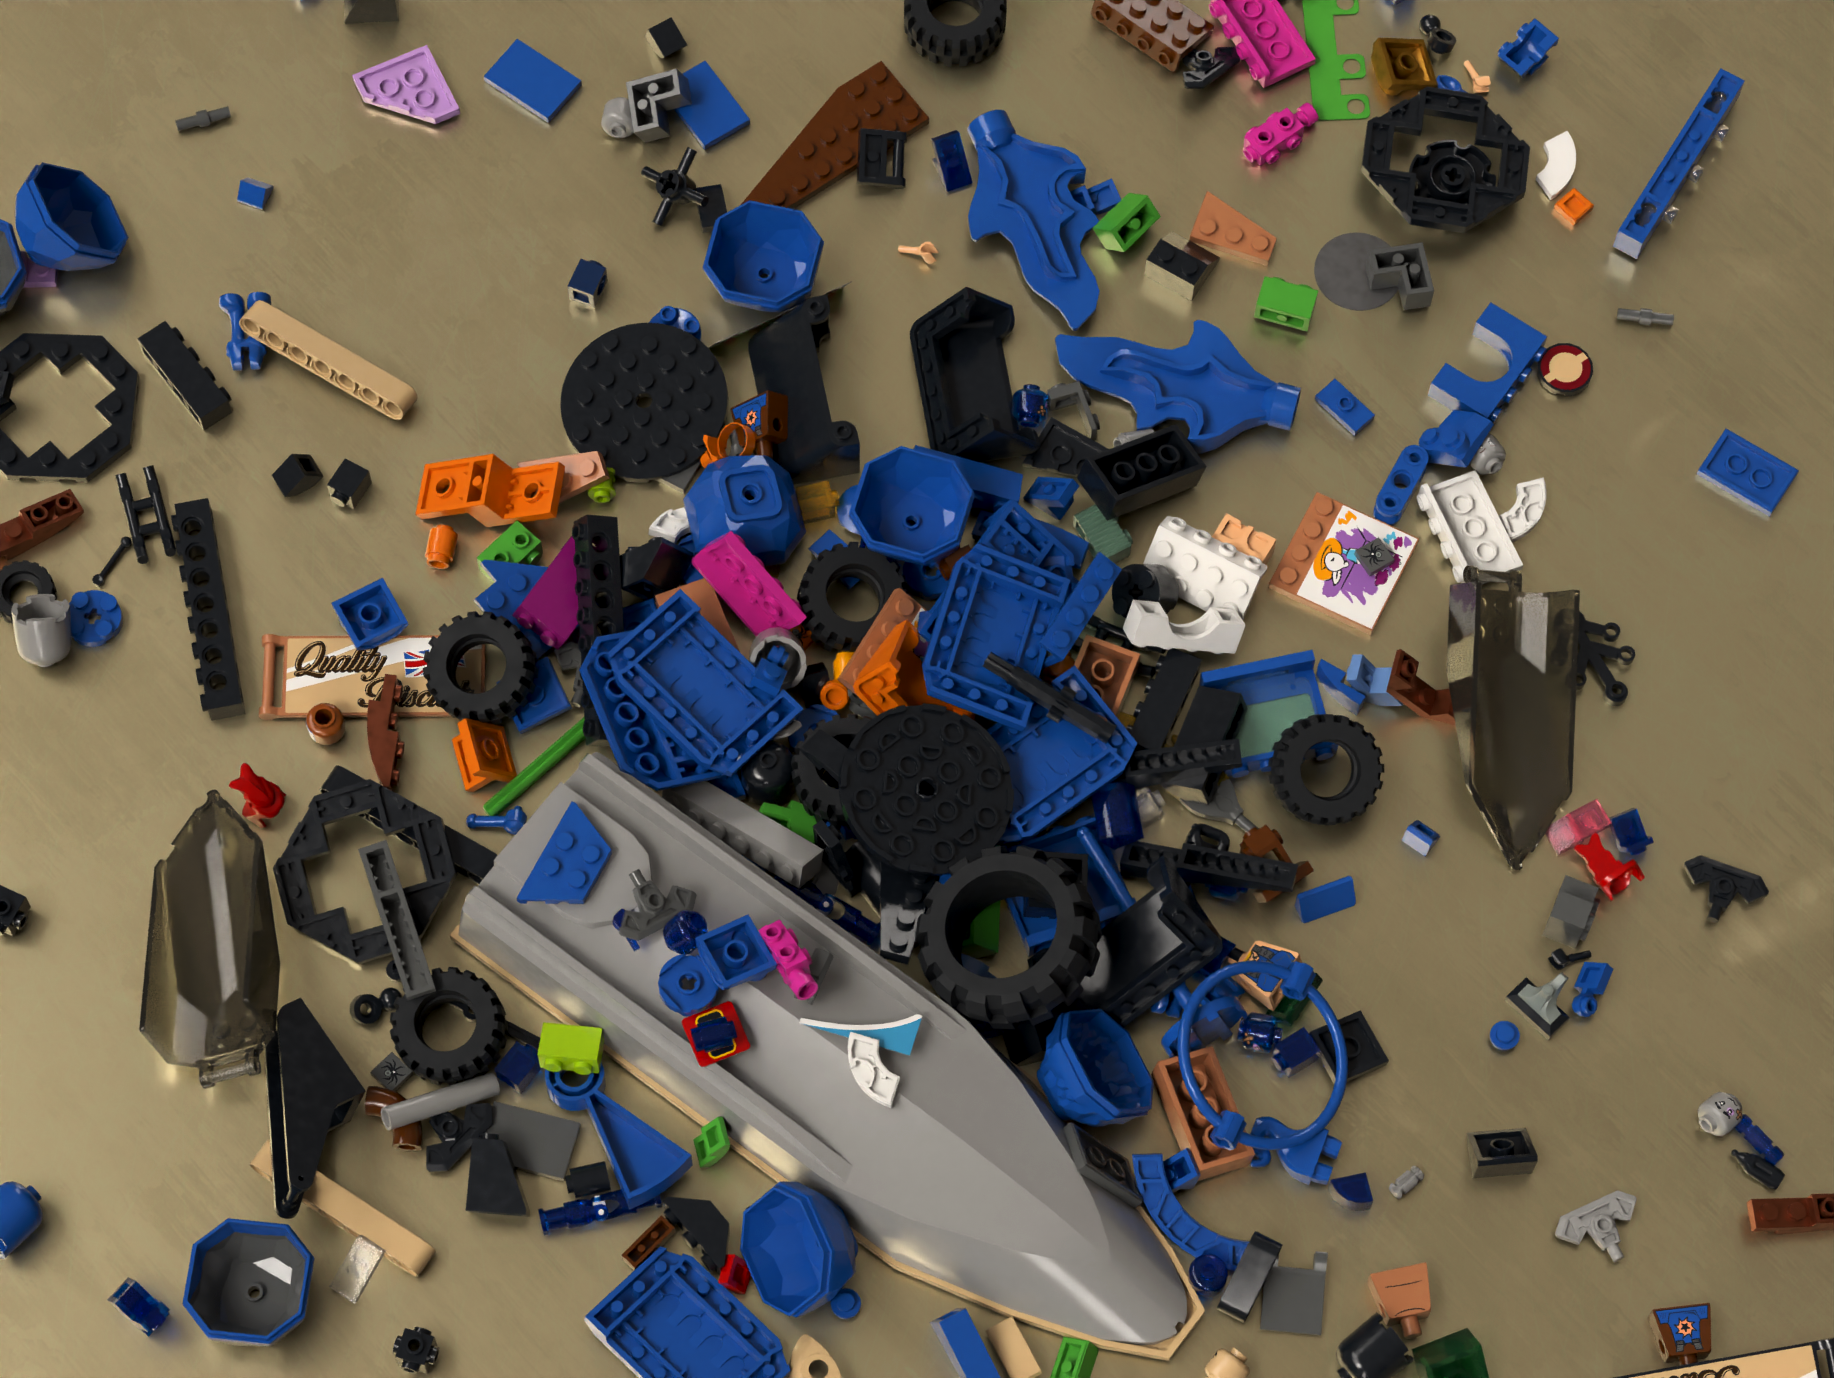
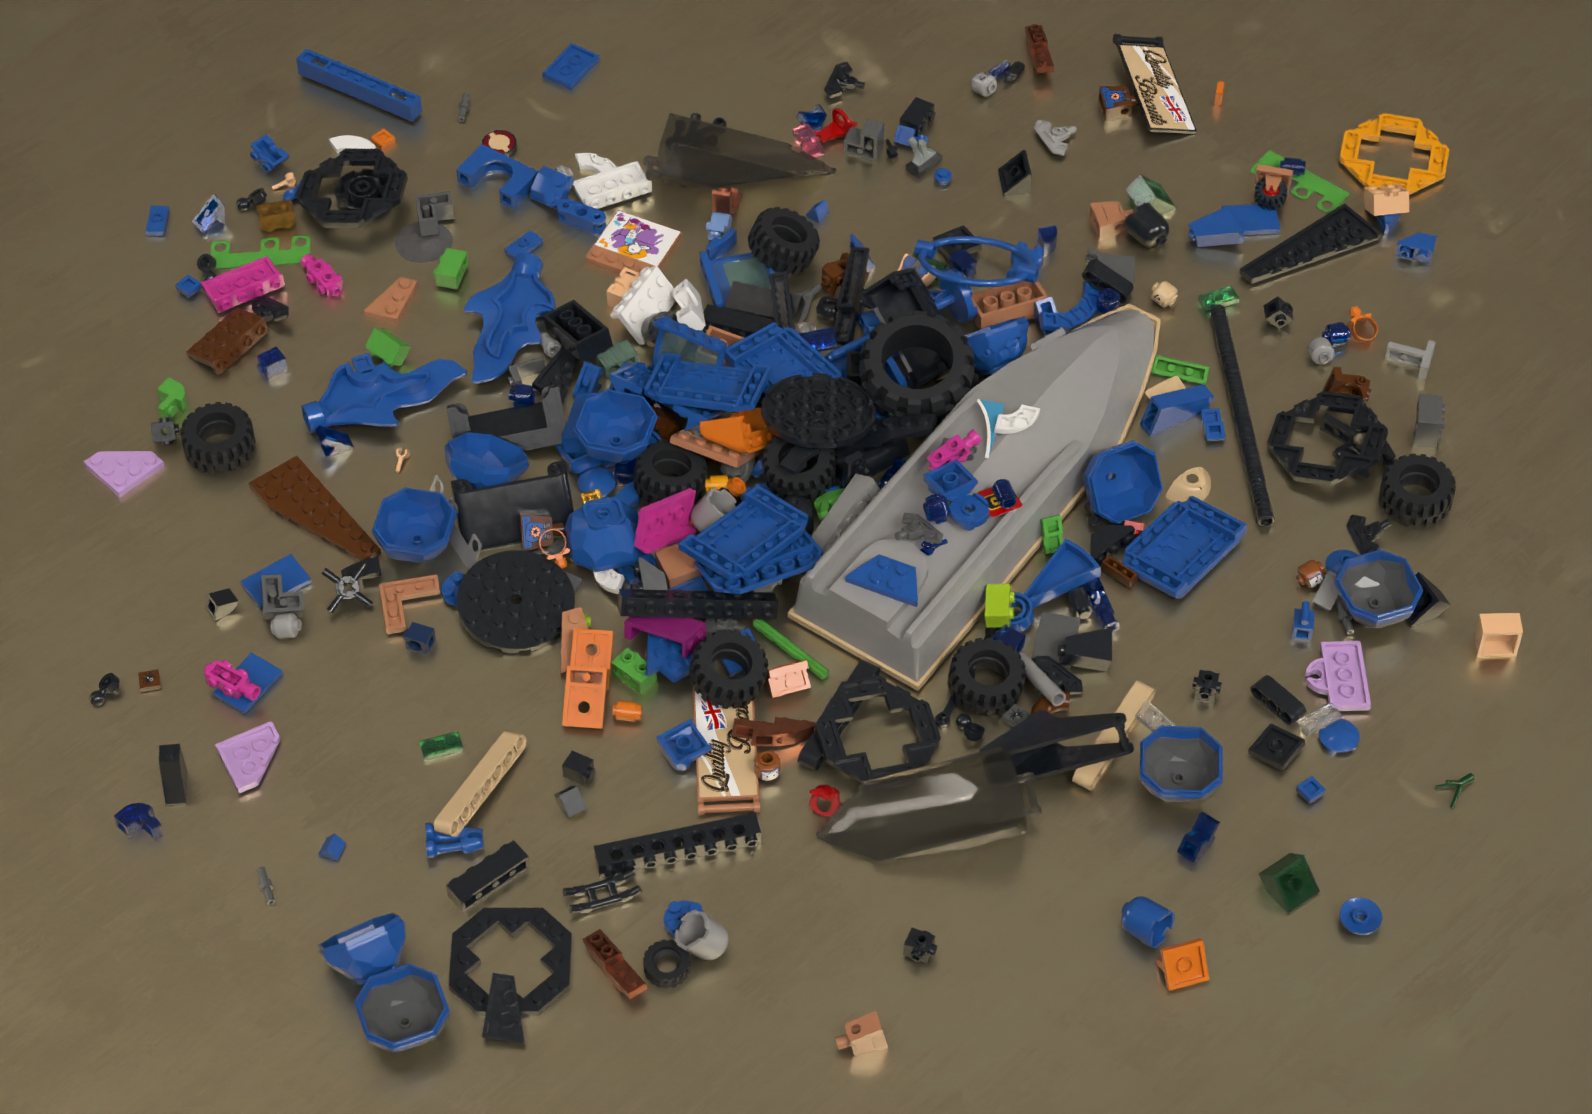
camera: 90 degrees left, 15 degrees down
(98, 579) = (652, 921): black hinge -> none
(397, 920) = (916, 701): dark grey slope -> none
(408, 317) = (441, 746): none -> clear green plate
(511, 822) = (832, 658): blue piece -> none
(516, 56) = (230, 681): none -> dark pink brick
(664, 246) = (394, 592): none -> nougat plate
(769, 671) = (734, 503): blue plate -> none
(873, 158) = (330, 476): black plate -> none
(892, 341) = (484, 459): none -> blue rock
(1059, 703) = (752, 353): black piece -> none
(1104, 76) = (272, 363): none -> clear blue brick
(1180, 265) = (419, 323): black slope -> none
(1374, 556) = (632, 227): dark grey tile -> none
(1406, 1182) = (1037, 218): light grey piece -> none
(1636, 1000) = (918, 115): none -> black piece

